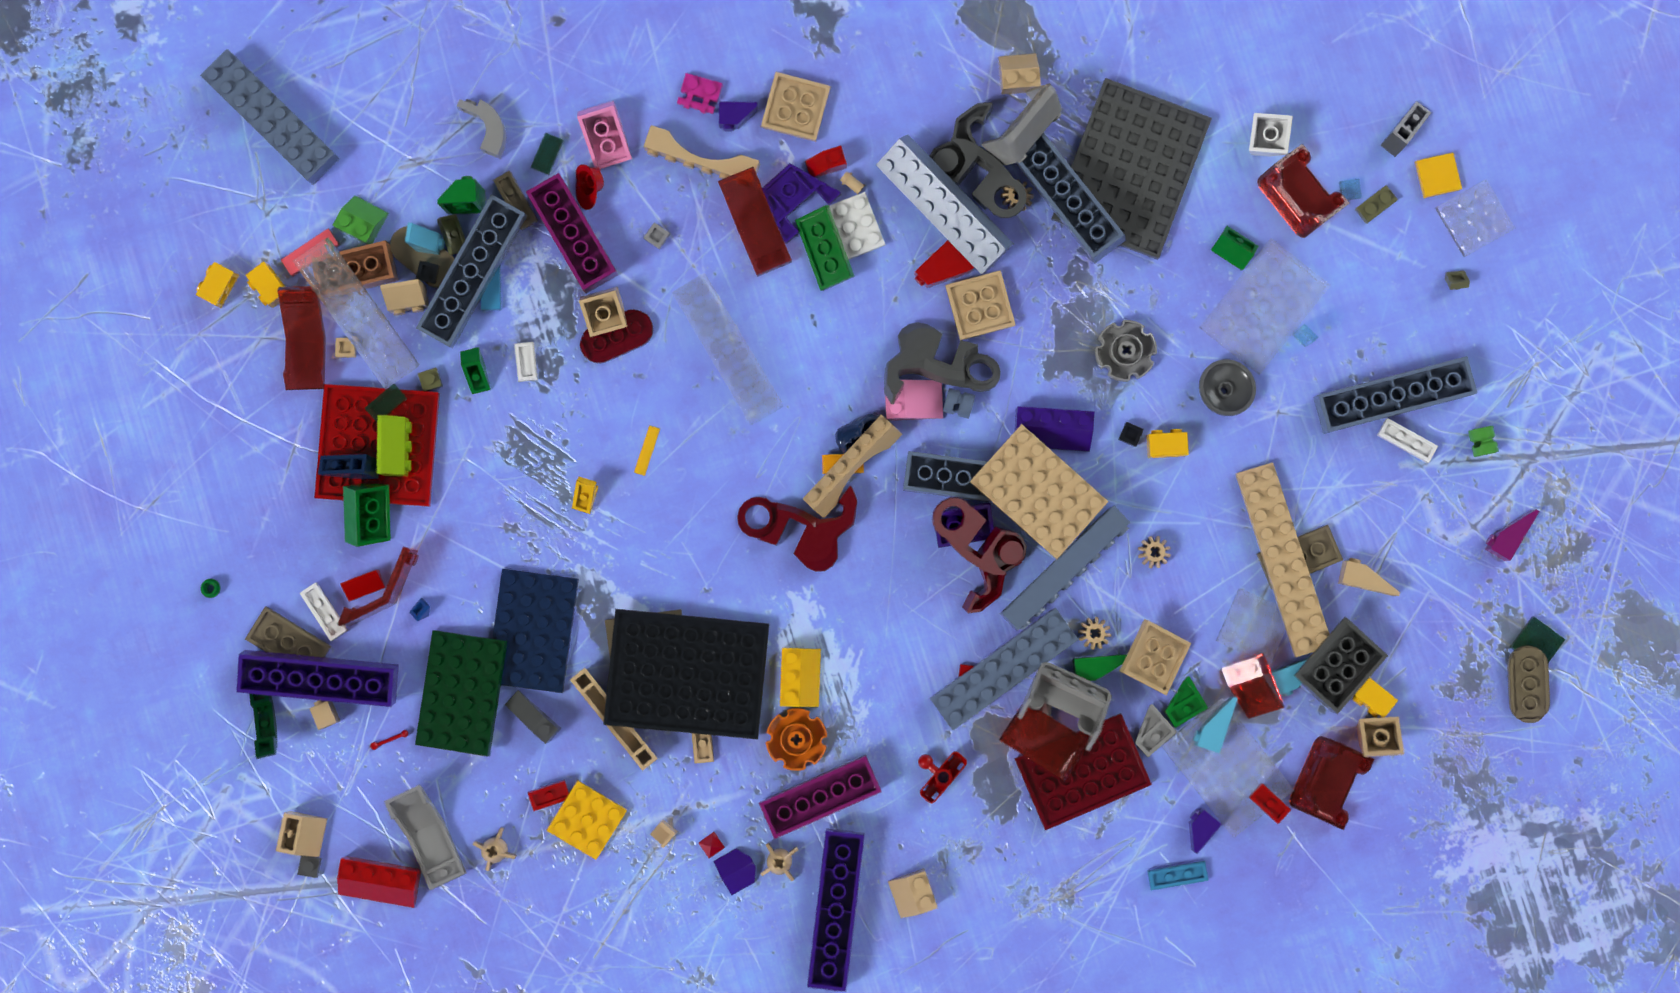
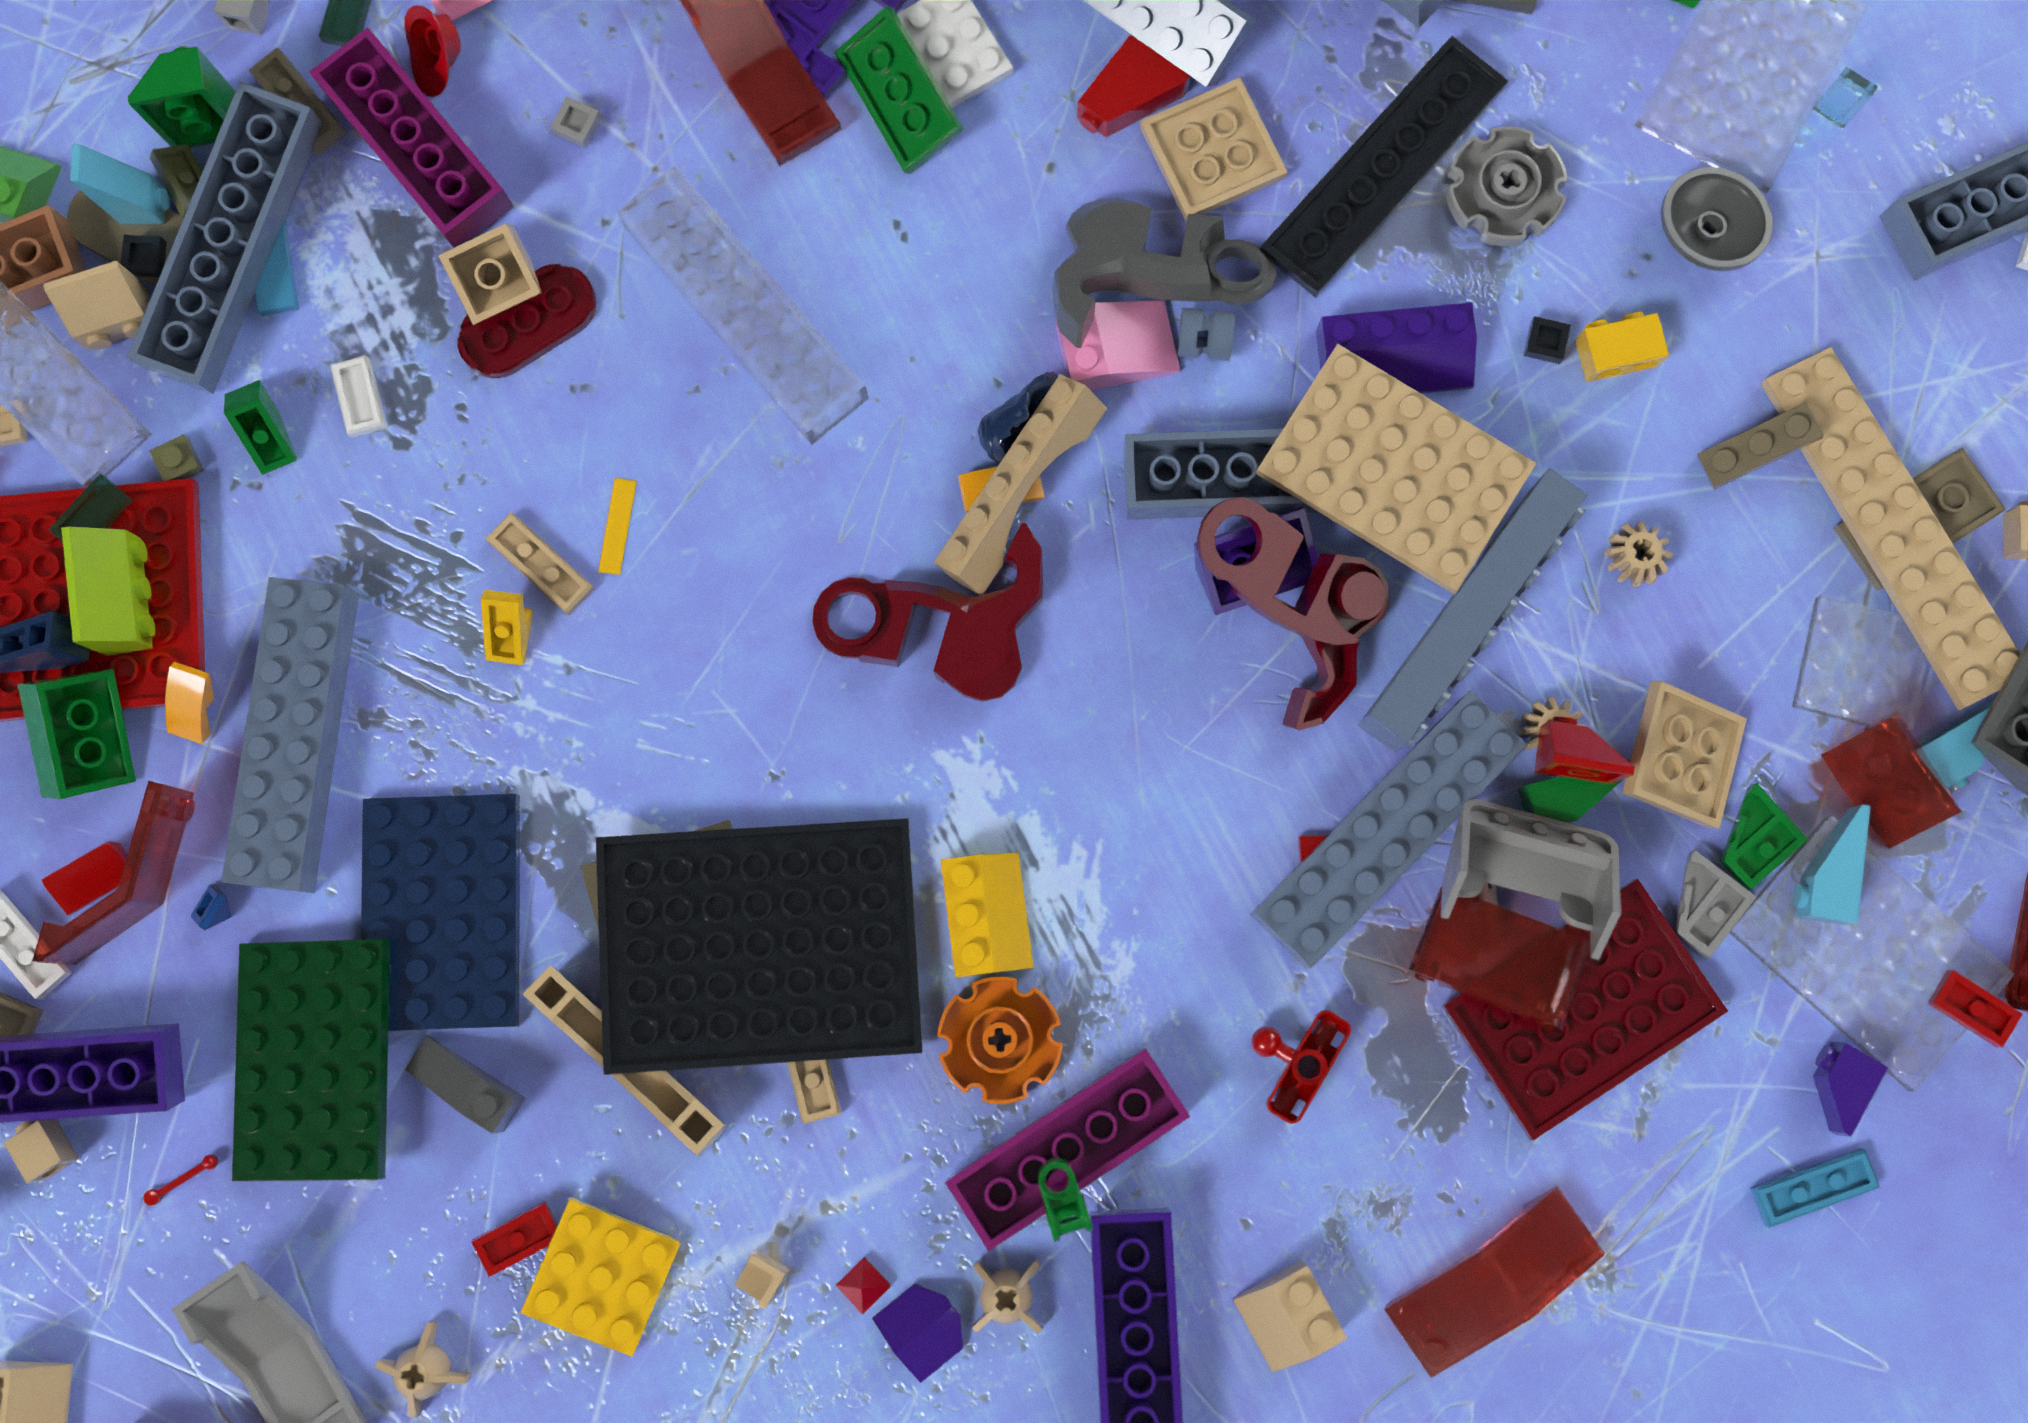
camera: 10 degrees left, 5 degrees down
(423, 507) = (186, 702): none -> light orange slope
(471, 531) = (291, 735): none -> sand blue brick
(605, 463) = (540, 563): none -> tan tile
(813, 824) = (1063, 1202): none -> green piece
(1014, 894) = (1496, 1284): none -> clear red windscreen
(1065, 329) = (1383, 166): none -> black plate
(1100, 648) = (1578, 753): none -> red slope
(1225, 507) = (1760, 446): none -> dark tan plate

